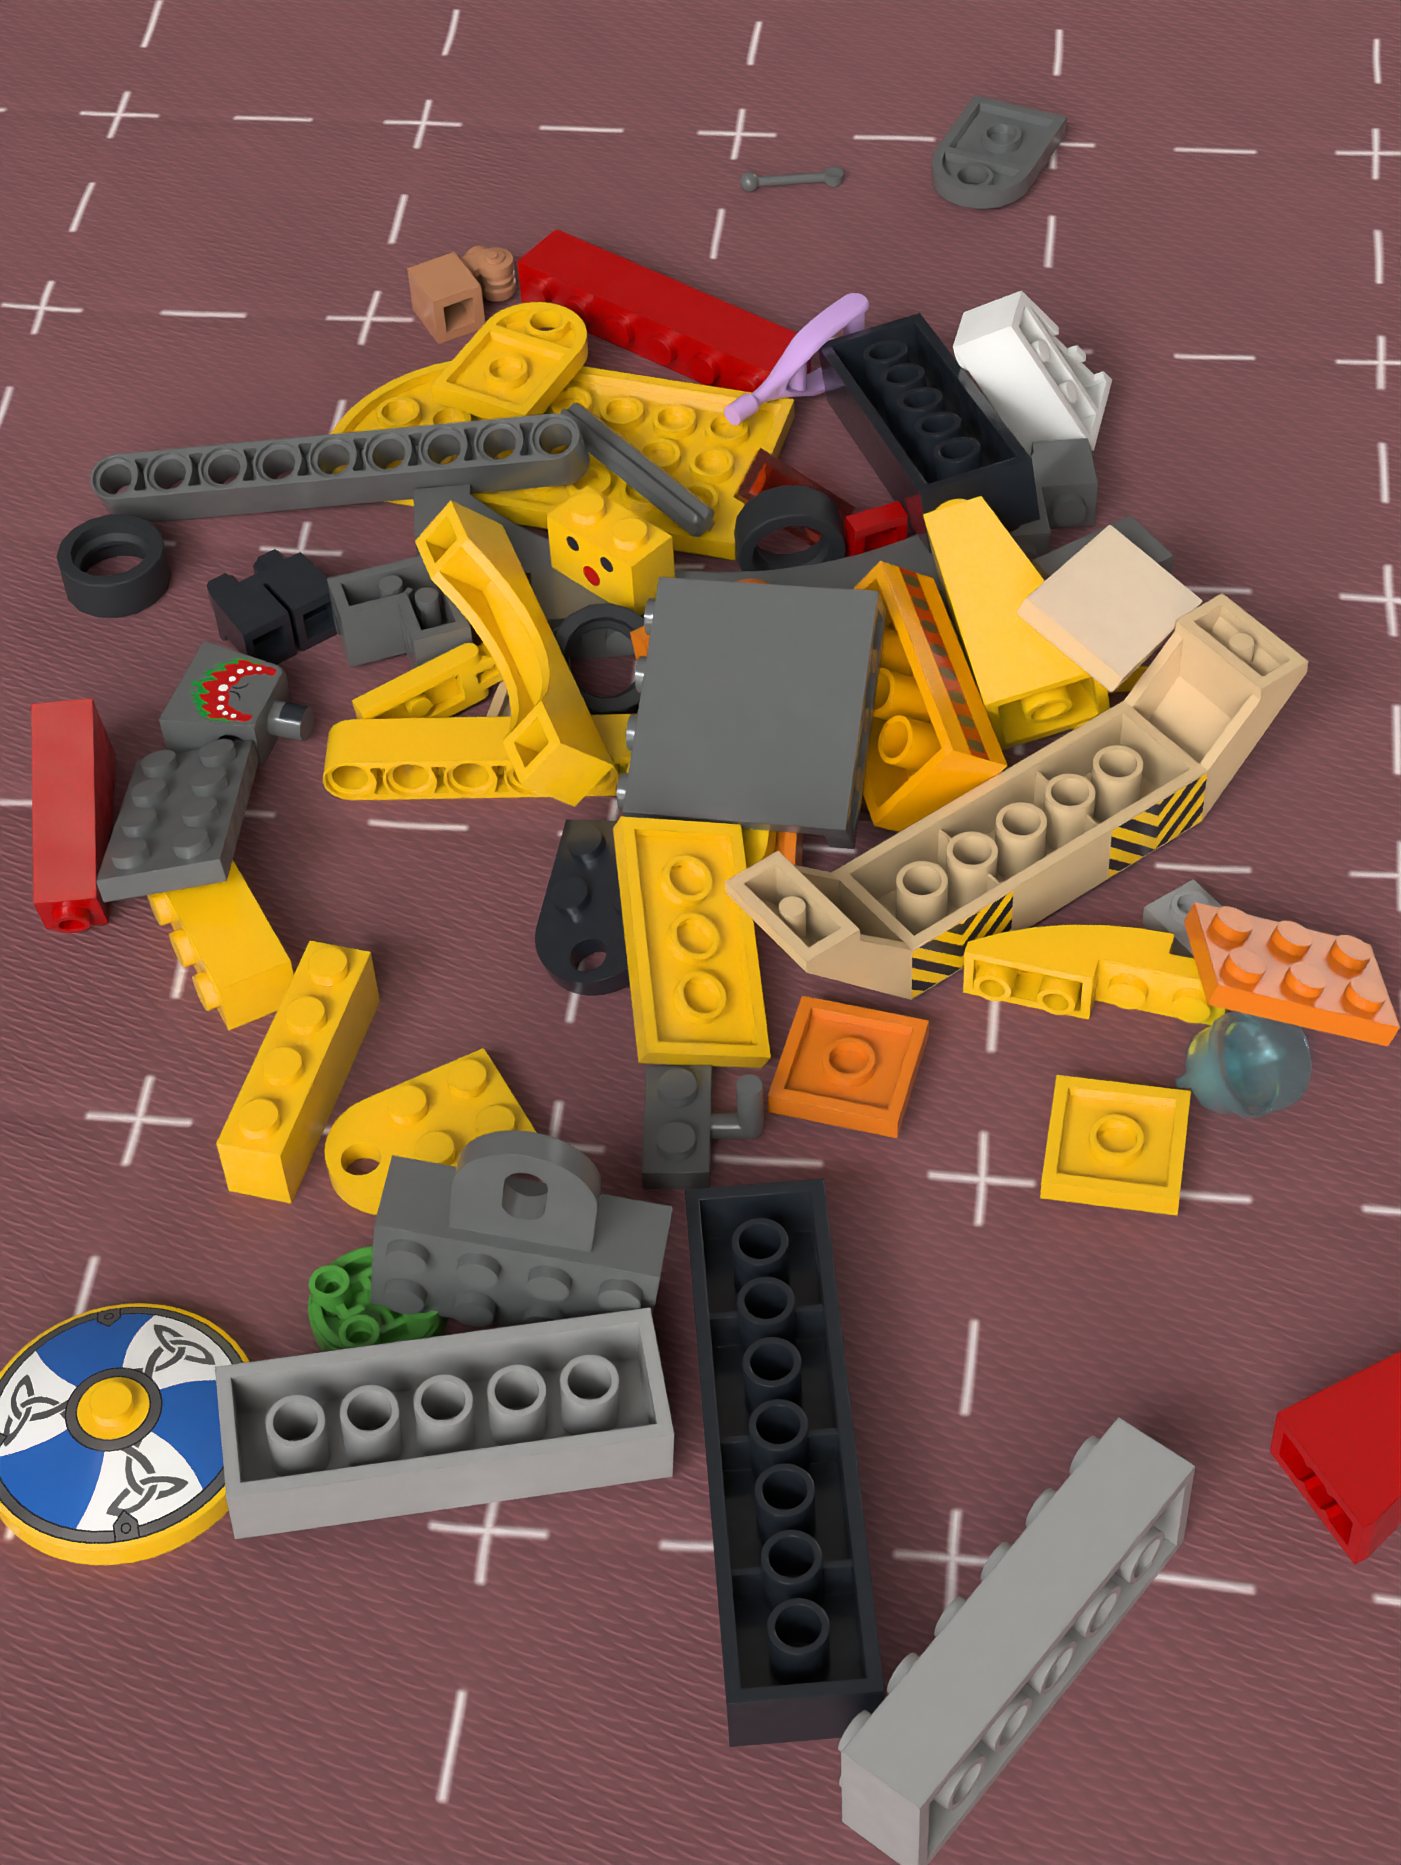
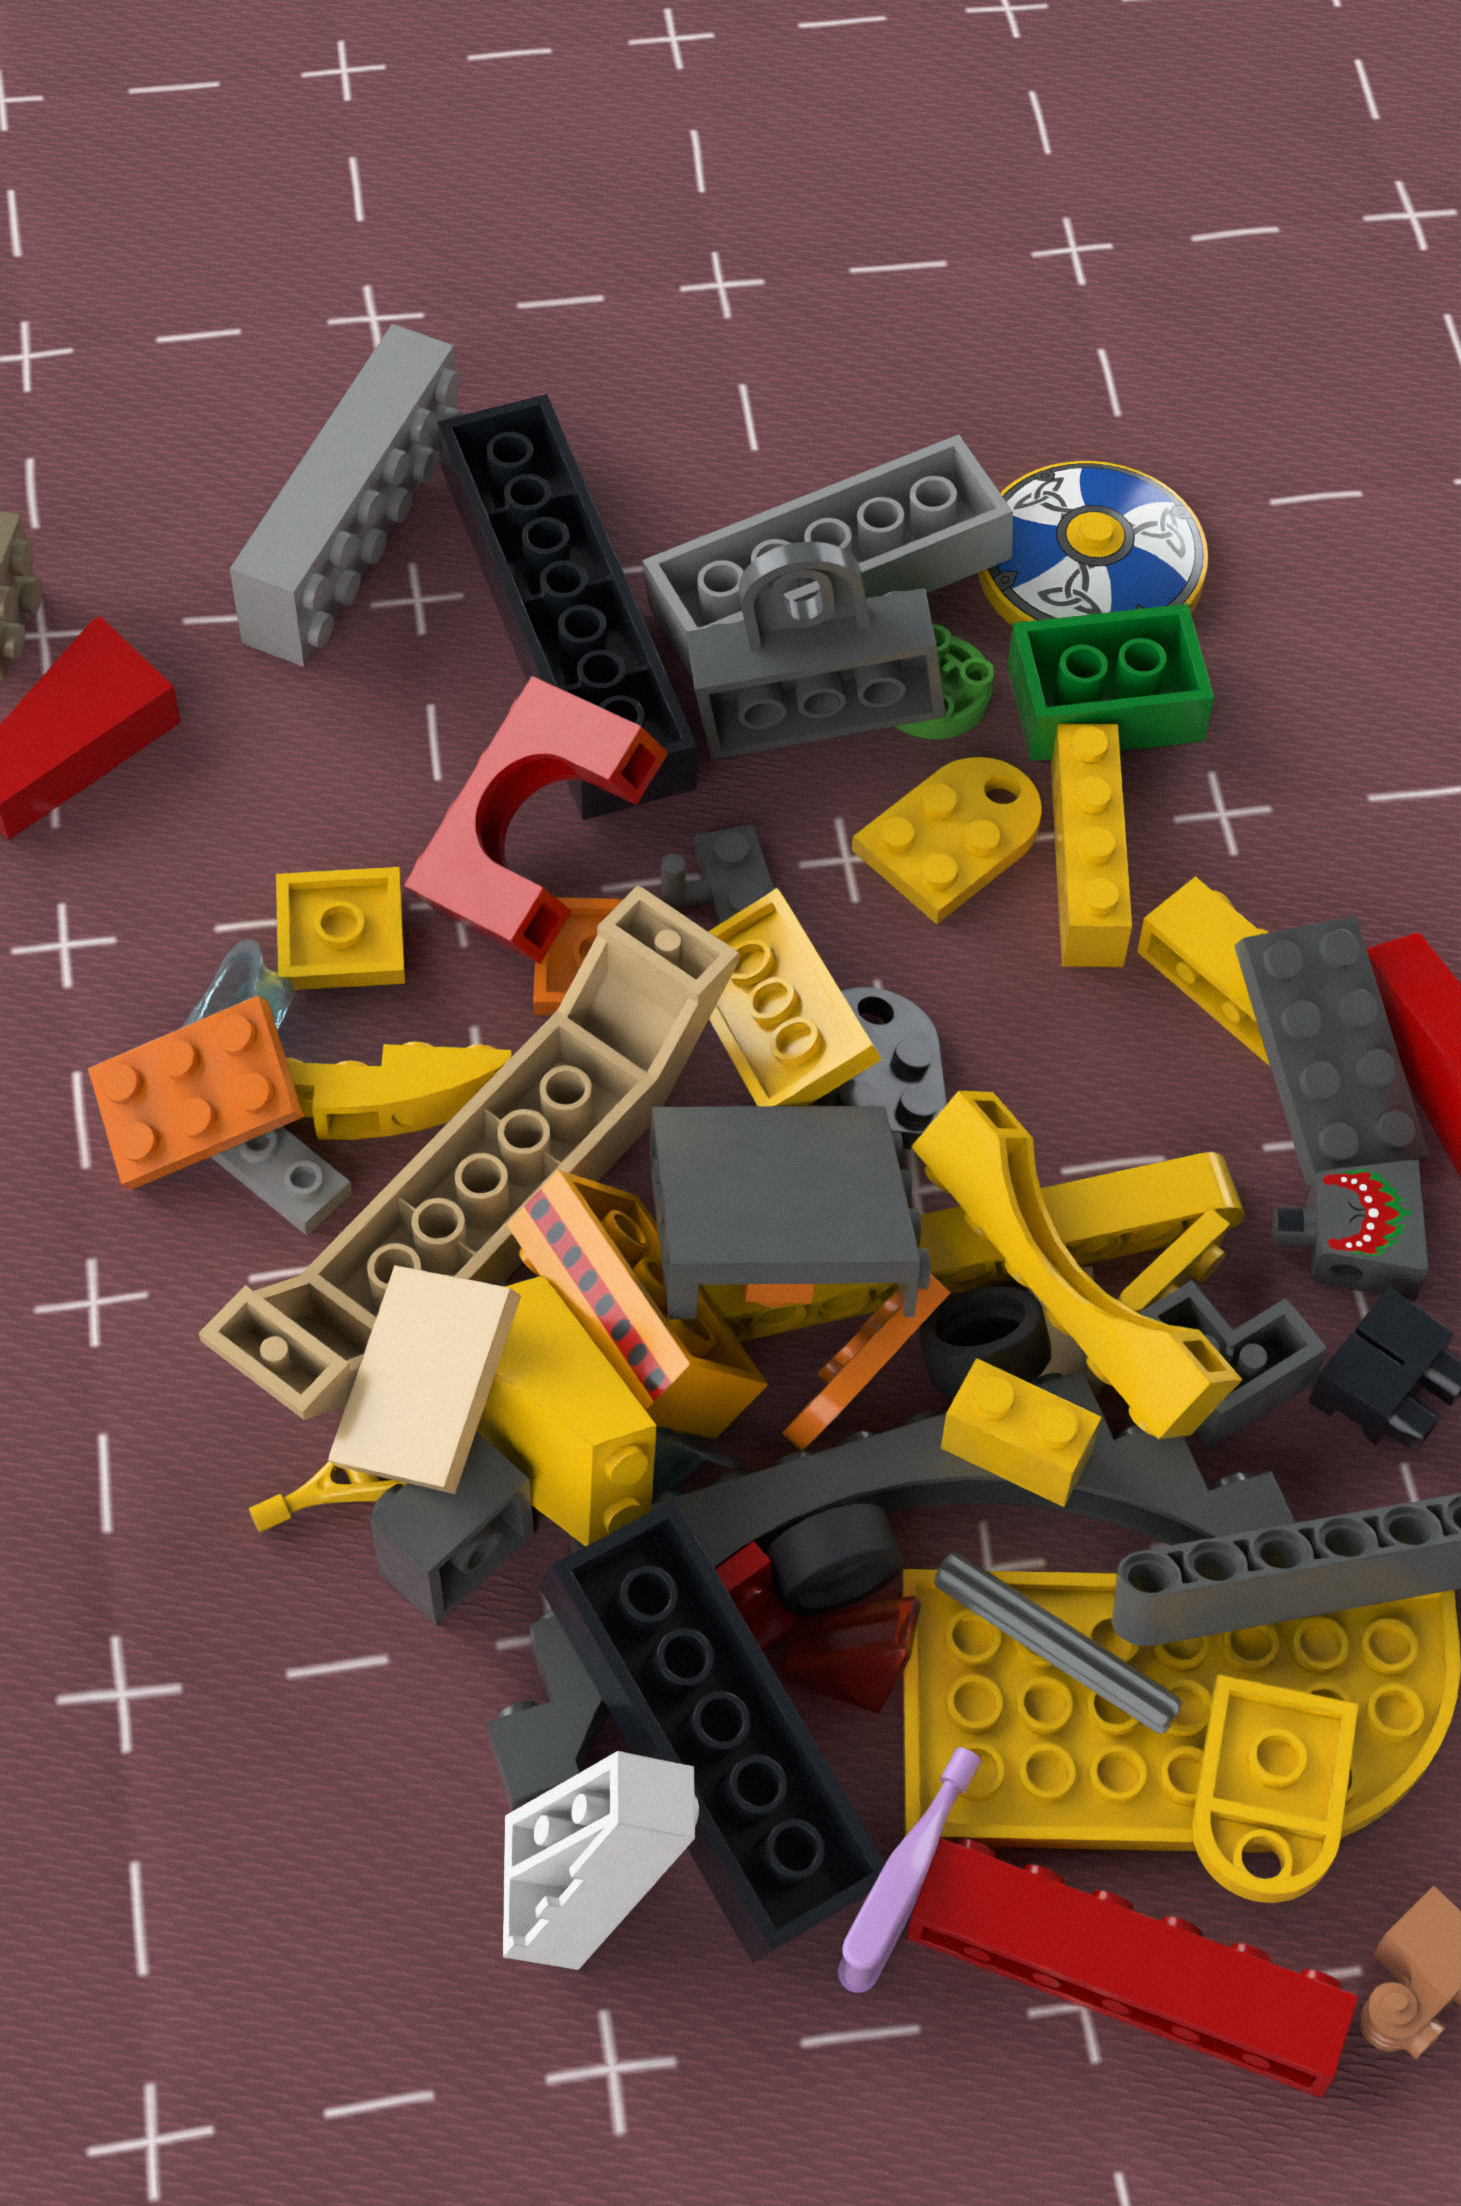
camera: 160 degrees right, 10 degrees up
(192, 1223) = (1111, 669): none -> green brick
(855, 1196) = (540, 742): none -> arch

